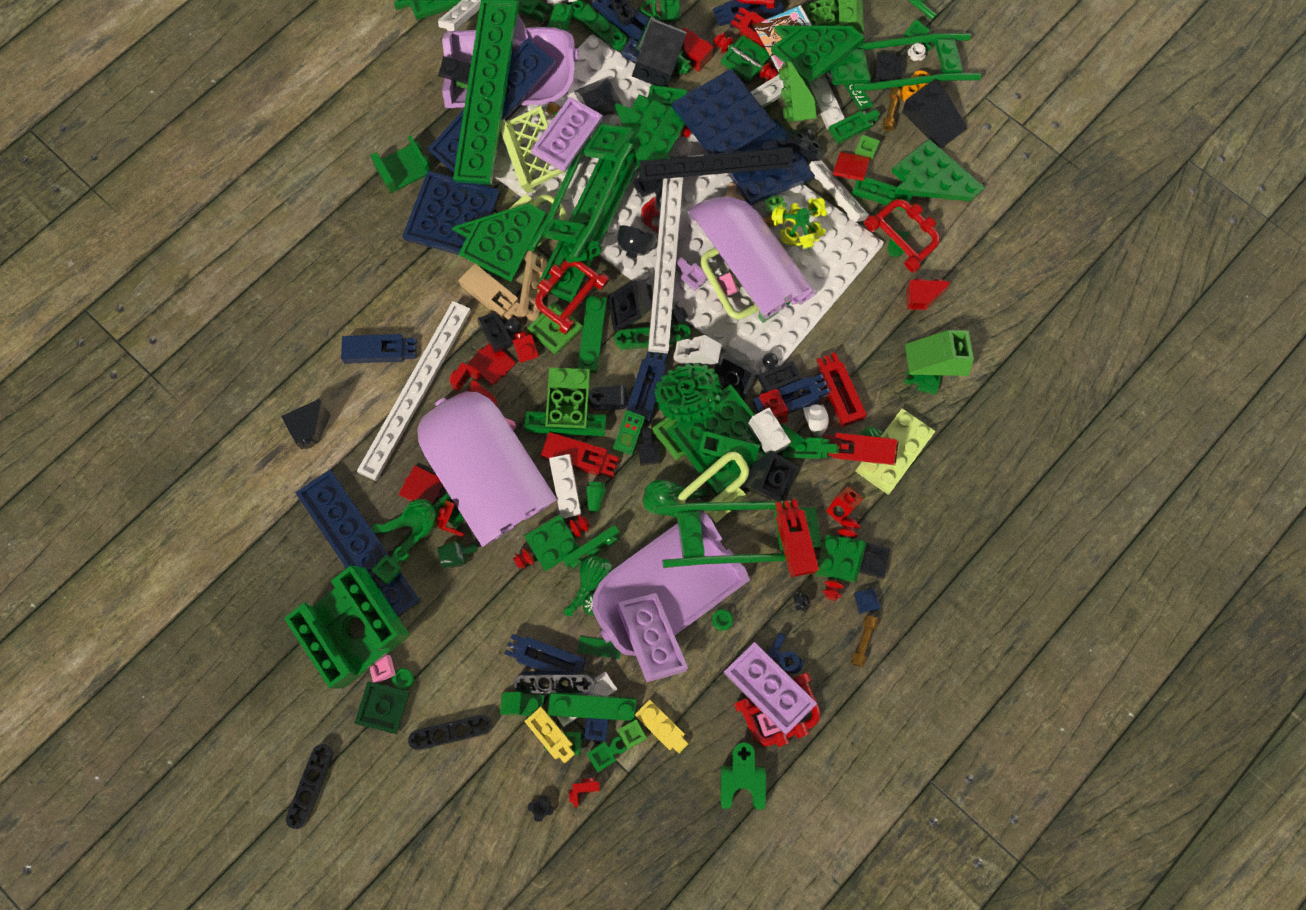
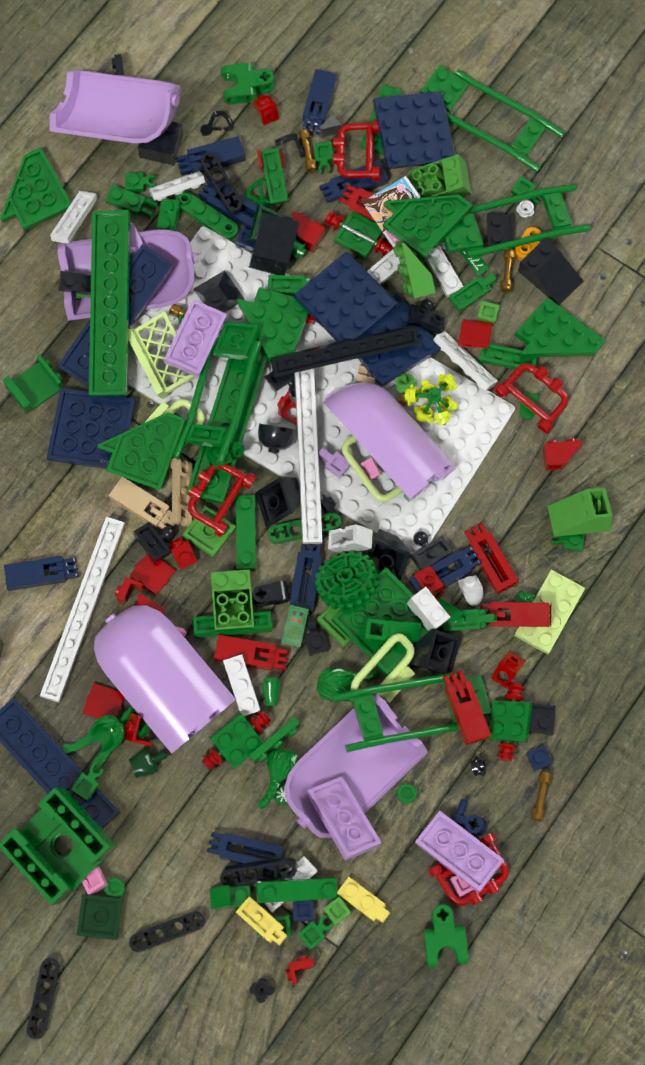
camera: 10 degrees left, 0 degrees up
(597, 647) = (293, 834): green sticker -> none

